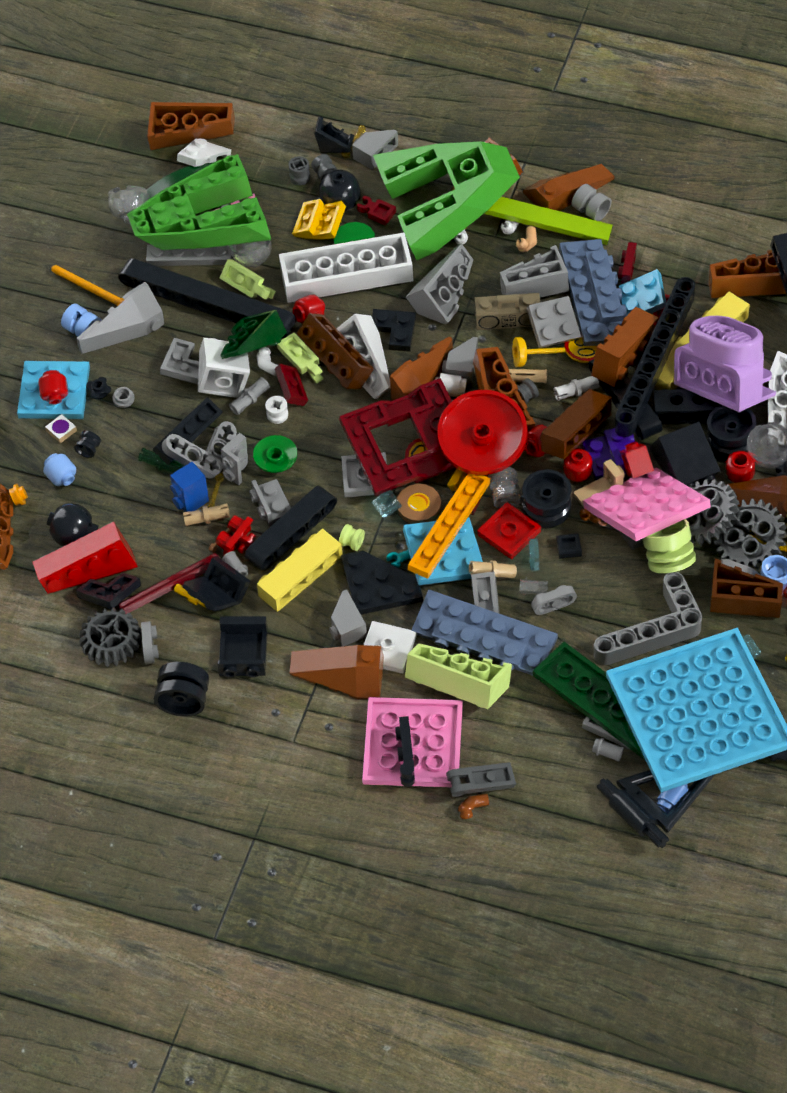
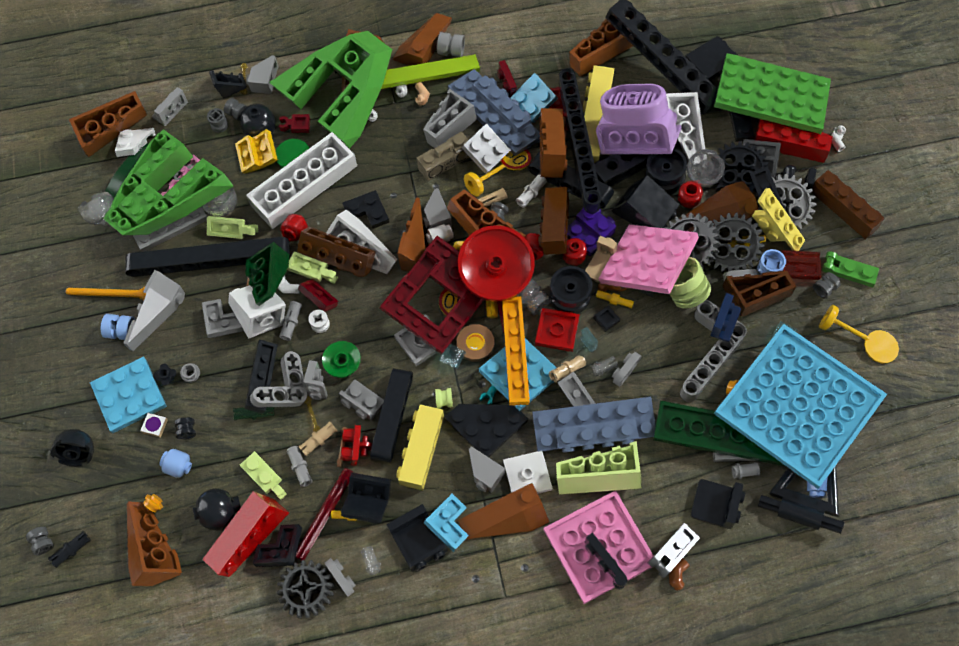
camera: 30 degrees left, 10 degrees up
(53, 387) = (128, 395): red head -> none
(134, 522) = (262, 474): none -> yellowish green plate
(173, 530) = (299, 466): none -> light grey pin
(181, 689) = (395, 607): black wheel -> none
(185, 648) = (370, 560): none -> clear pin
(189, 488) = (293, 425): blue brick -> none
(231, 559) = (367, 469): light grey pin -> none
(259, 135) = (170, 107): none -> light grey bracket
(276, 644) = (442, 522): none -> medium azure plate
(440, 289) = (382, 162): light grey wedge -> none
(556, 763) = (718, 503): none -> black bracket
(589, 531) = (614, 299): none -> yellow bar
(636, 460) = (618, 227): brick -> none
(681, 595) = (726, 319): none -> dark blue bracket

